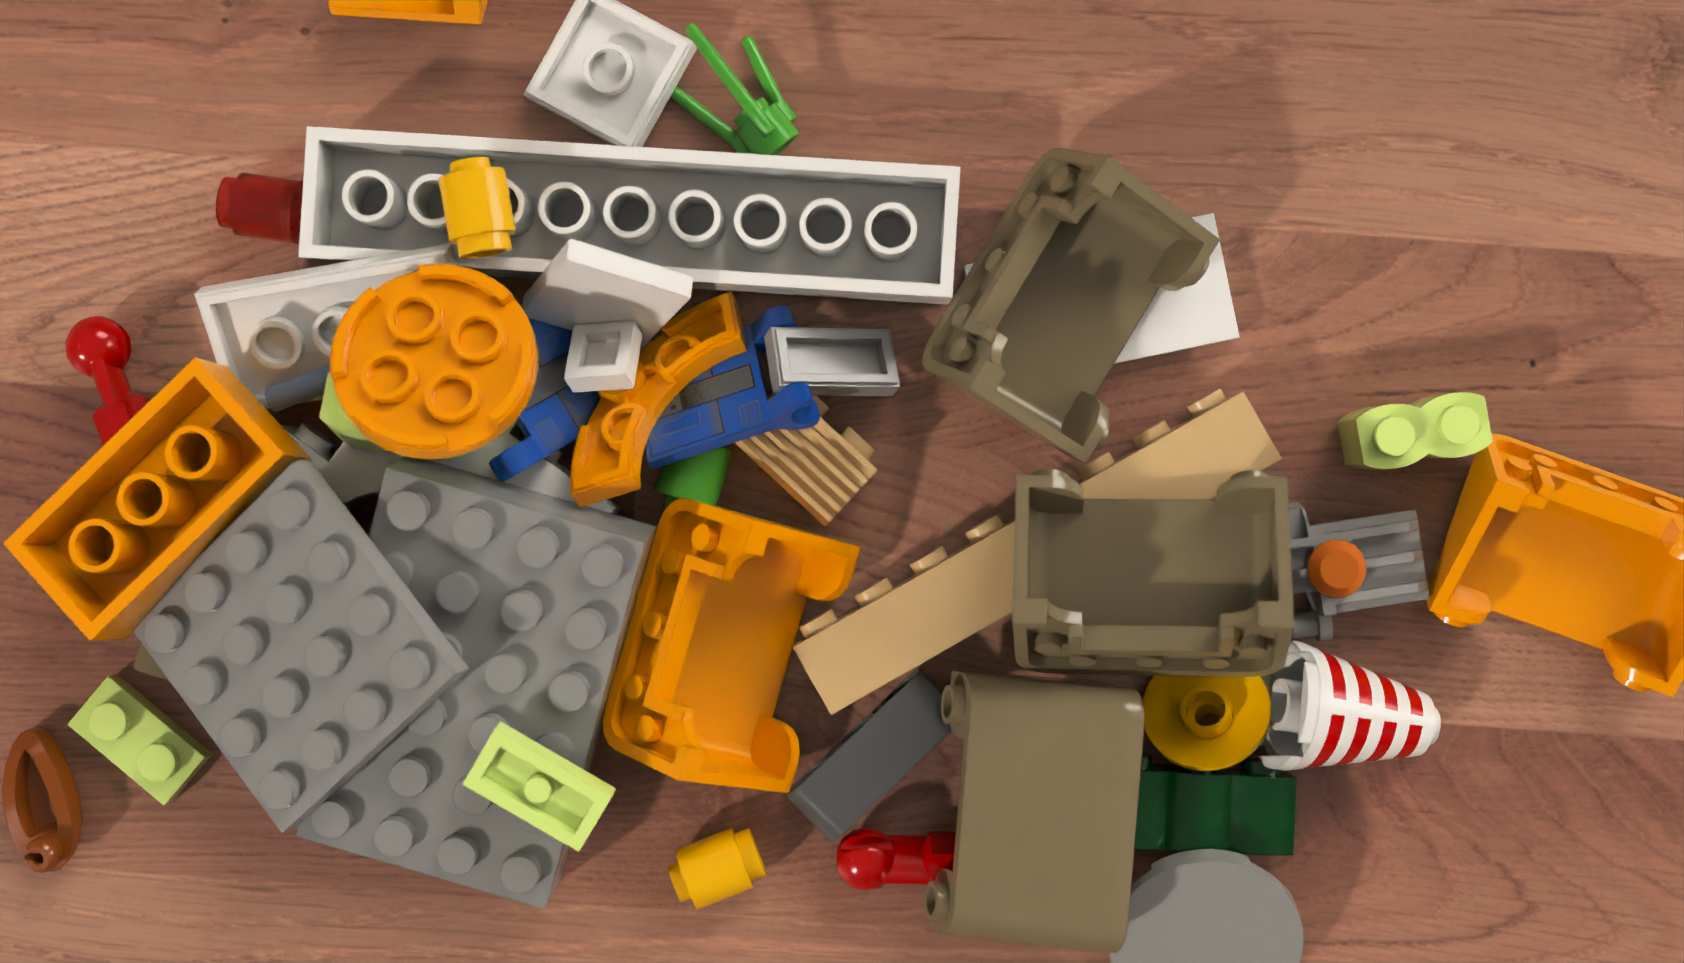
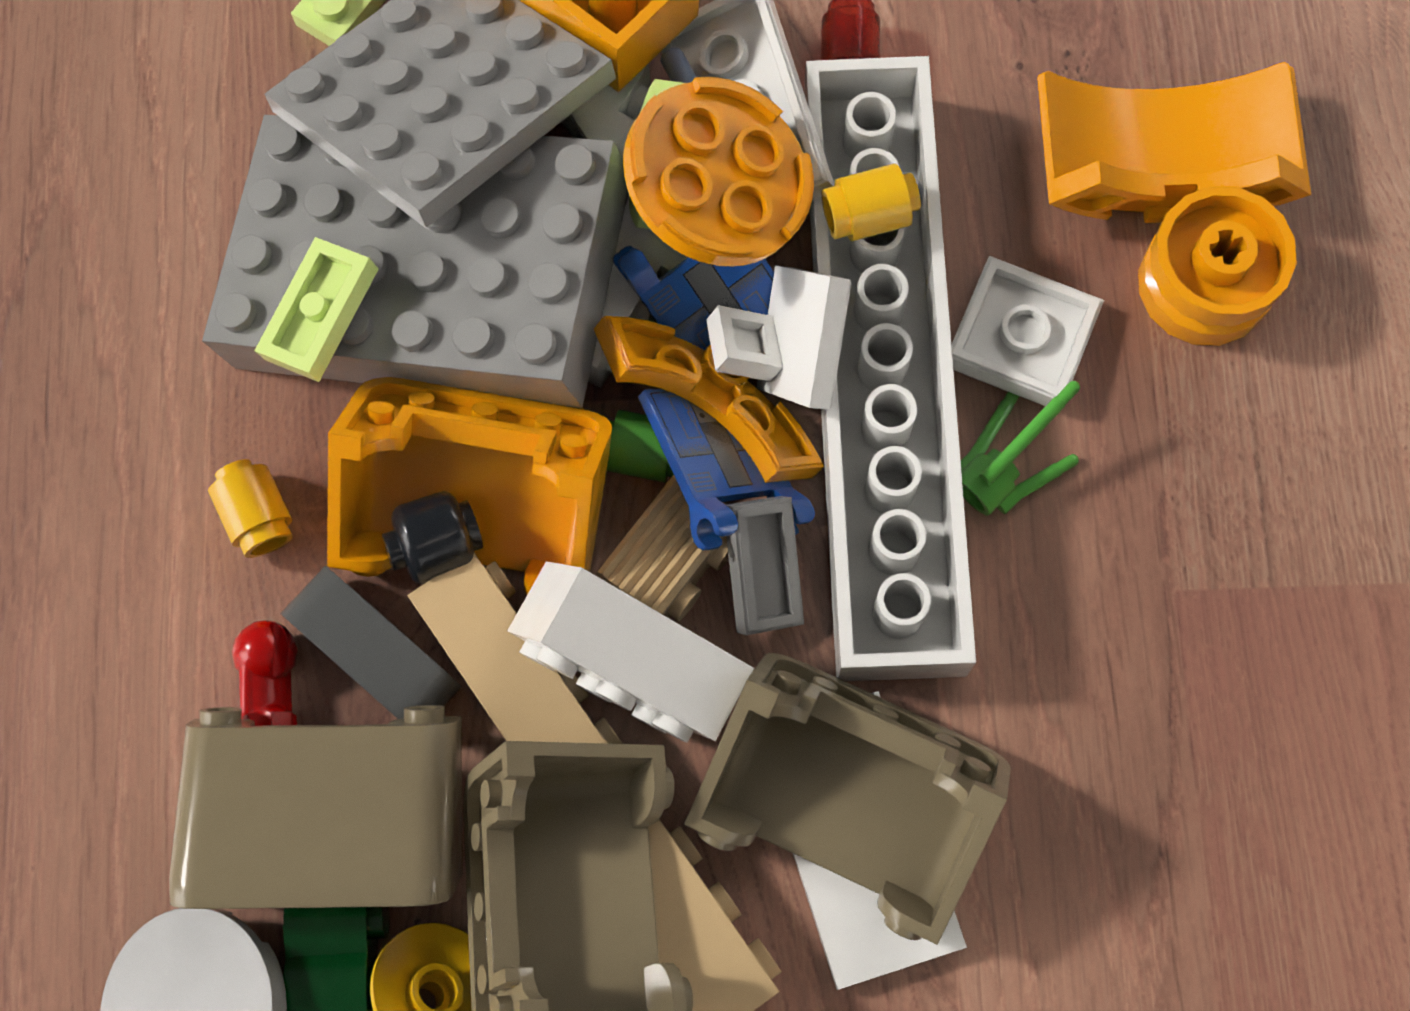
camera: 90 degrees right, 15 degrees down
(772, 686) = (432, 536): none -> black head
(920, 503) = (628, 653): none -> white brick

